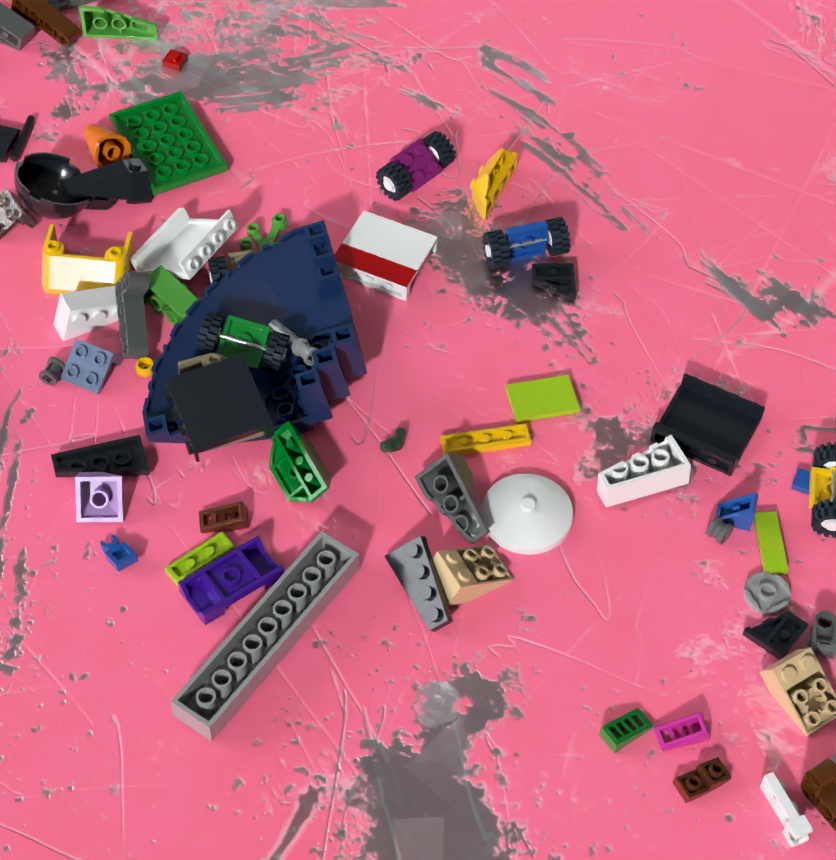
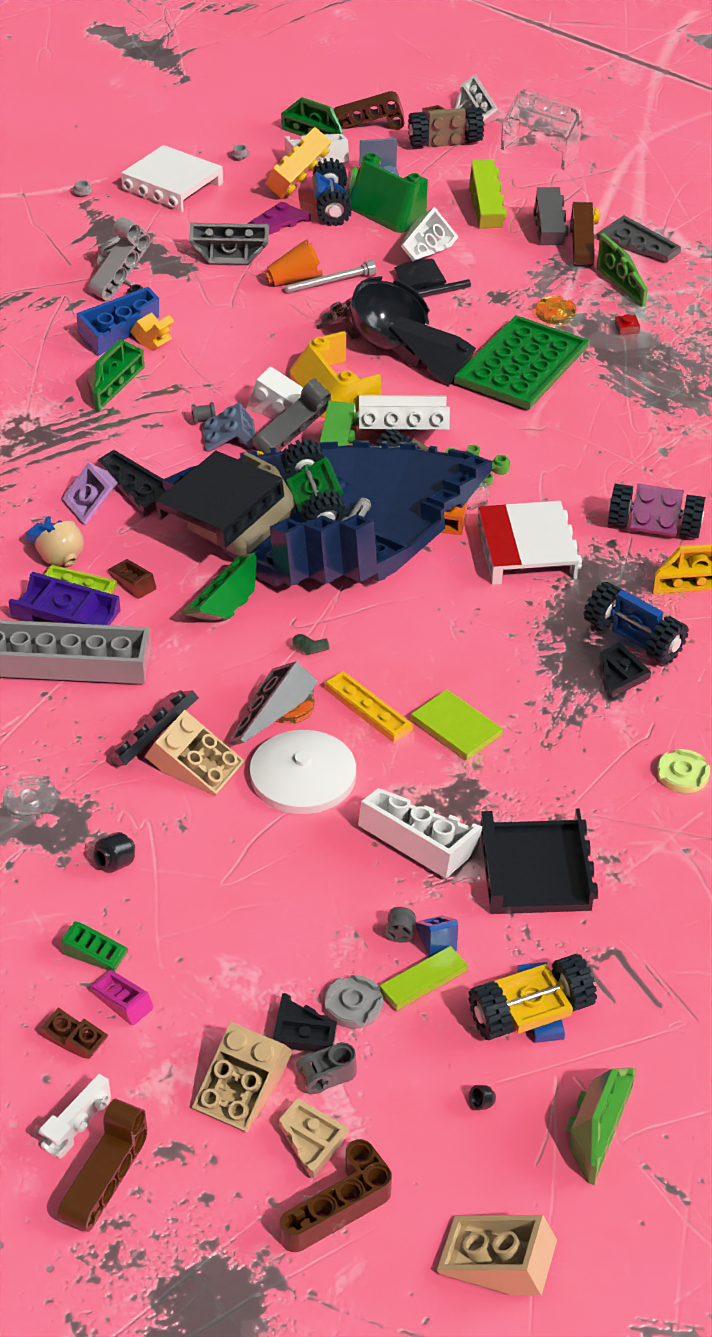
camera: 60 degrees right, 10 degrees down
(106, 145) = (473, 326): orange cone -> none
(117, 88) = (555, 310): none -> clear yellow tile
(156, 547) = (61, 545): none -> tan cylinder
(540, 671) = (114, 852): none -> black head
(671, 302) = (683, 771): none -> yellowish green tile

